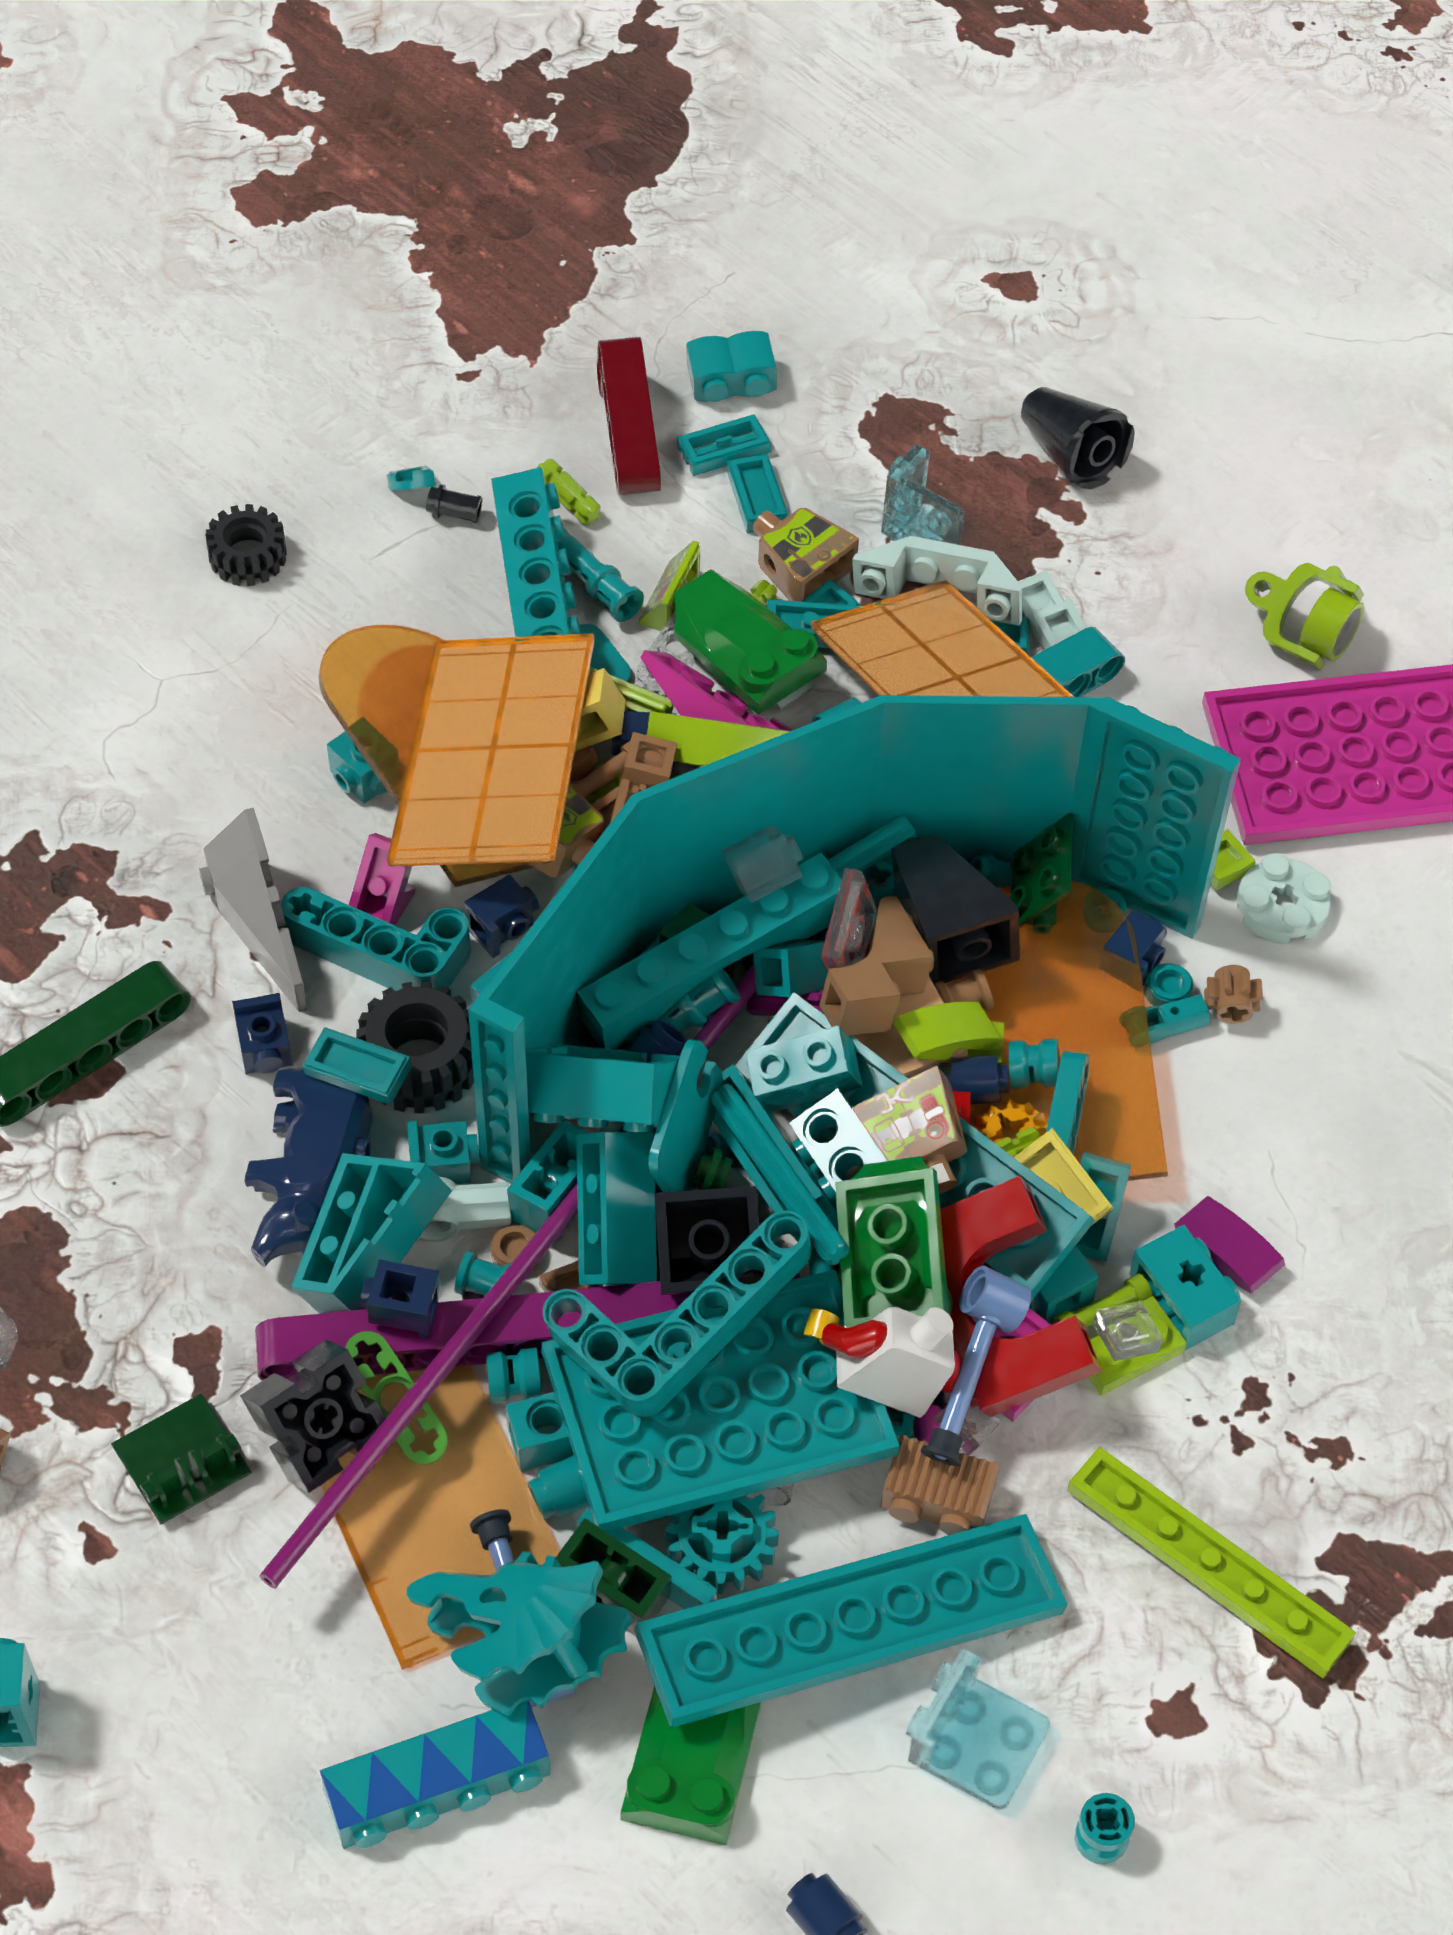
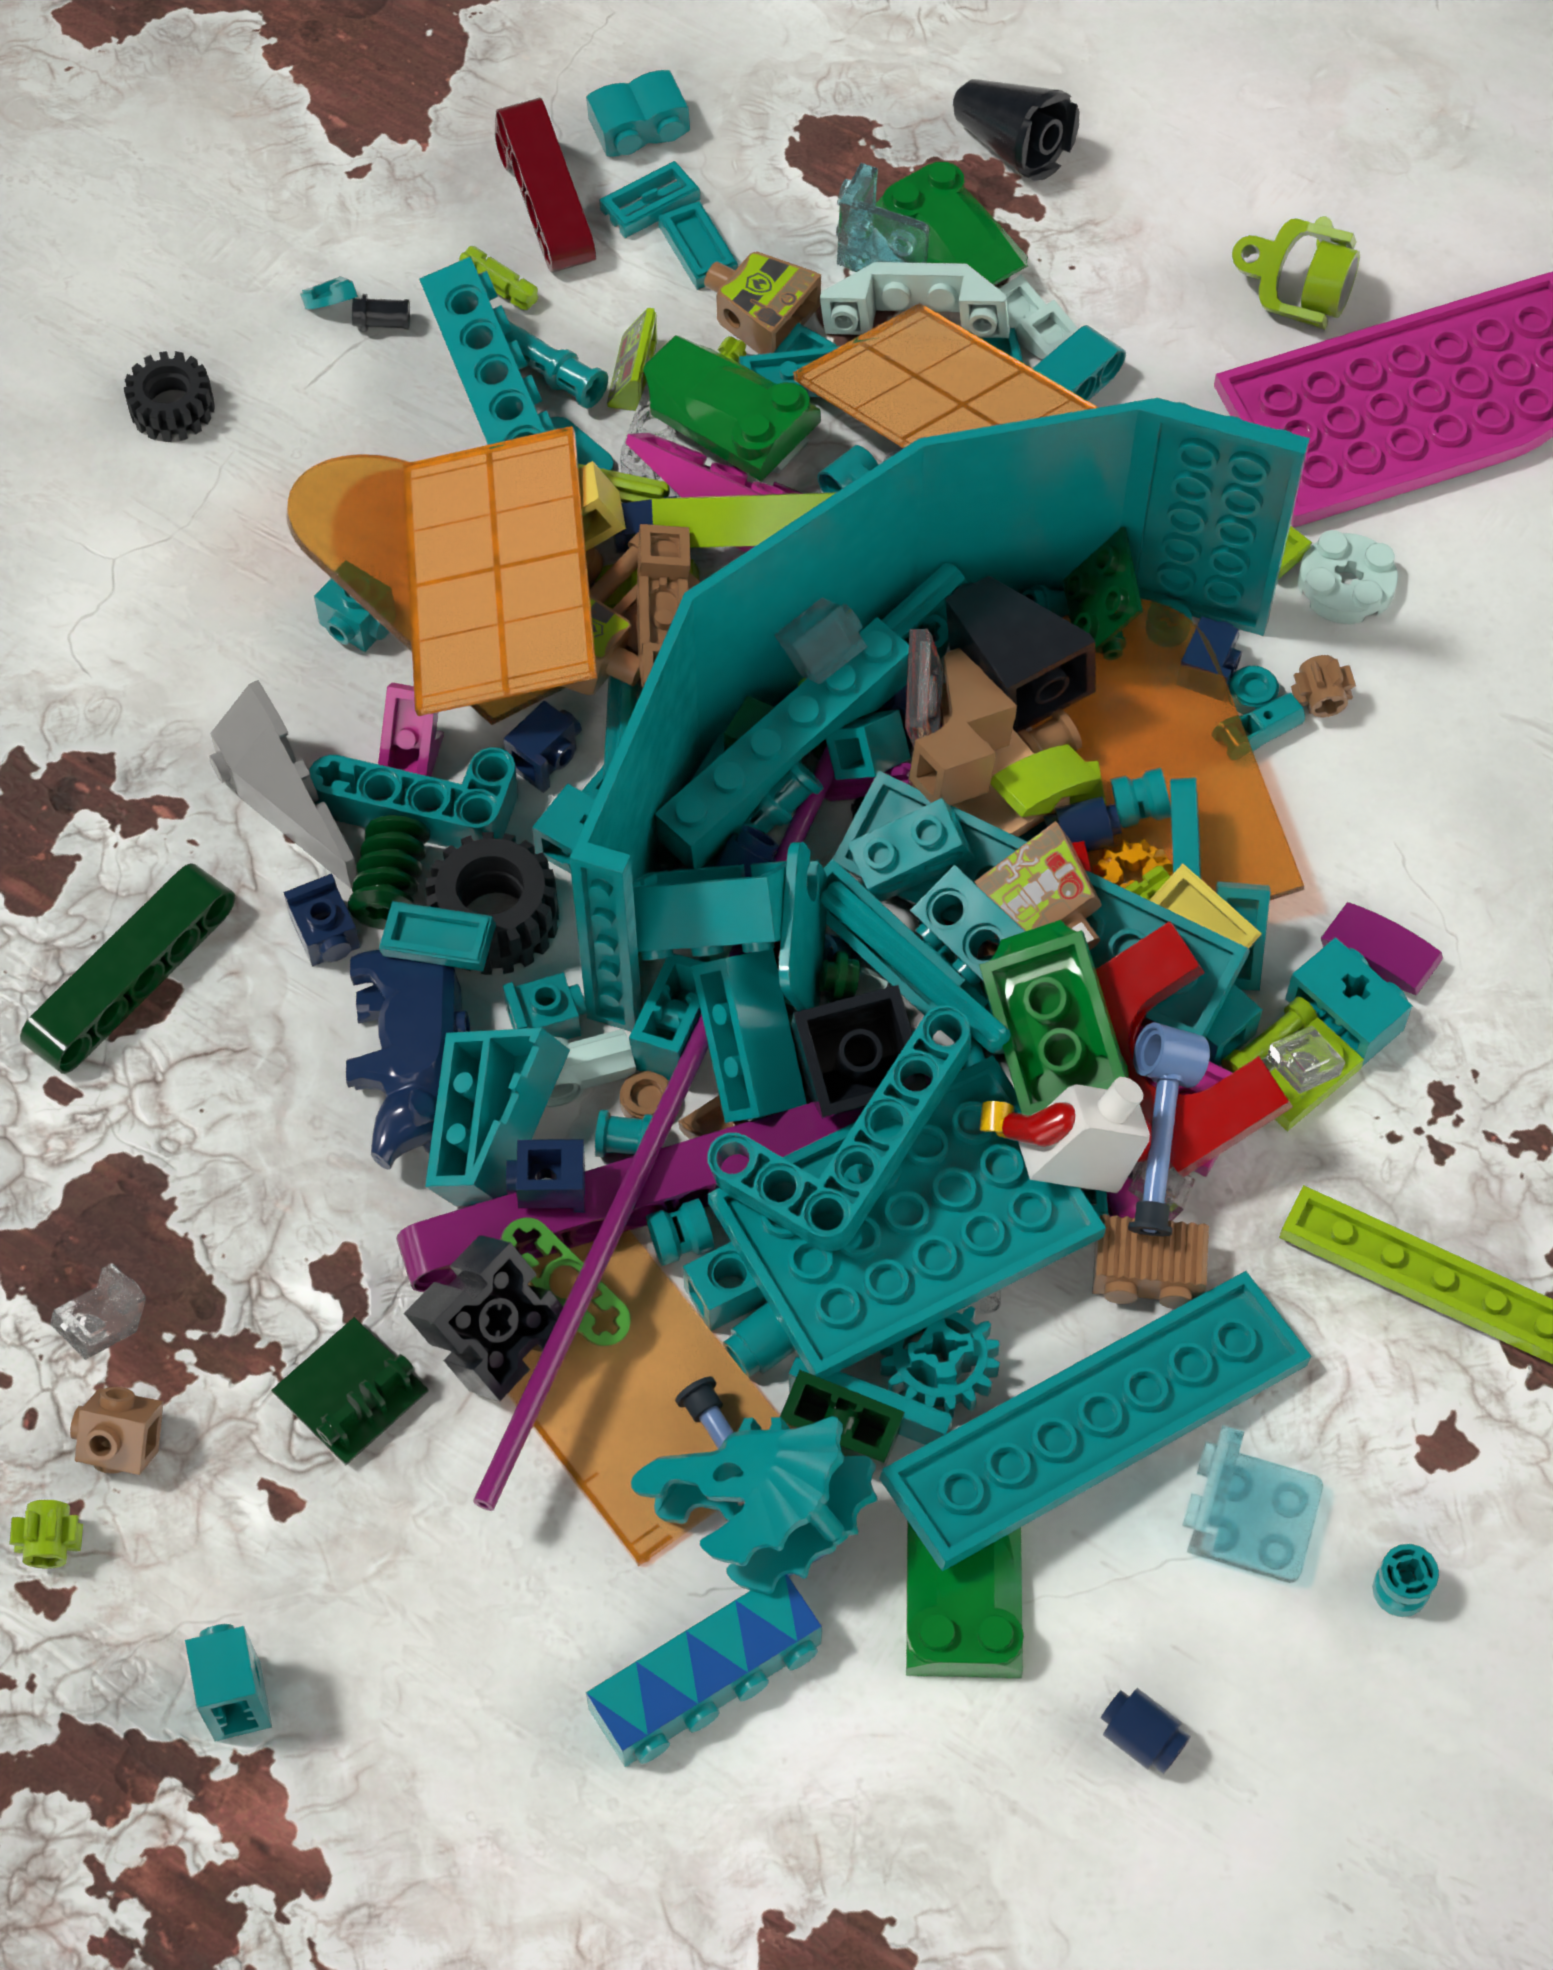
camera: 10 degrees left, 5 degrees up
(333, 996) = (387, 868): none -> dark green piece
(995, 513) = (957, 222): none -> green slope

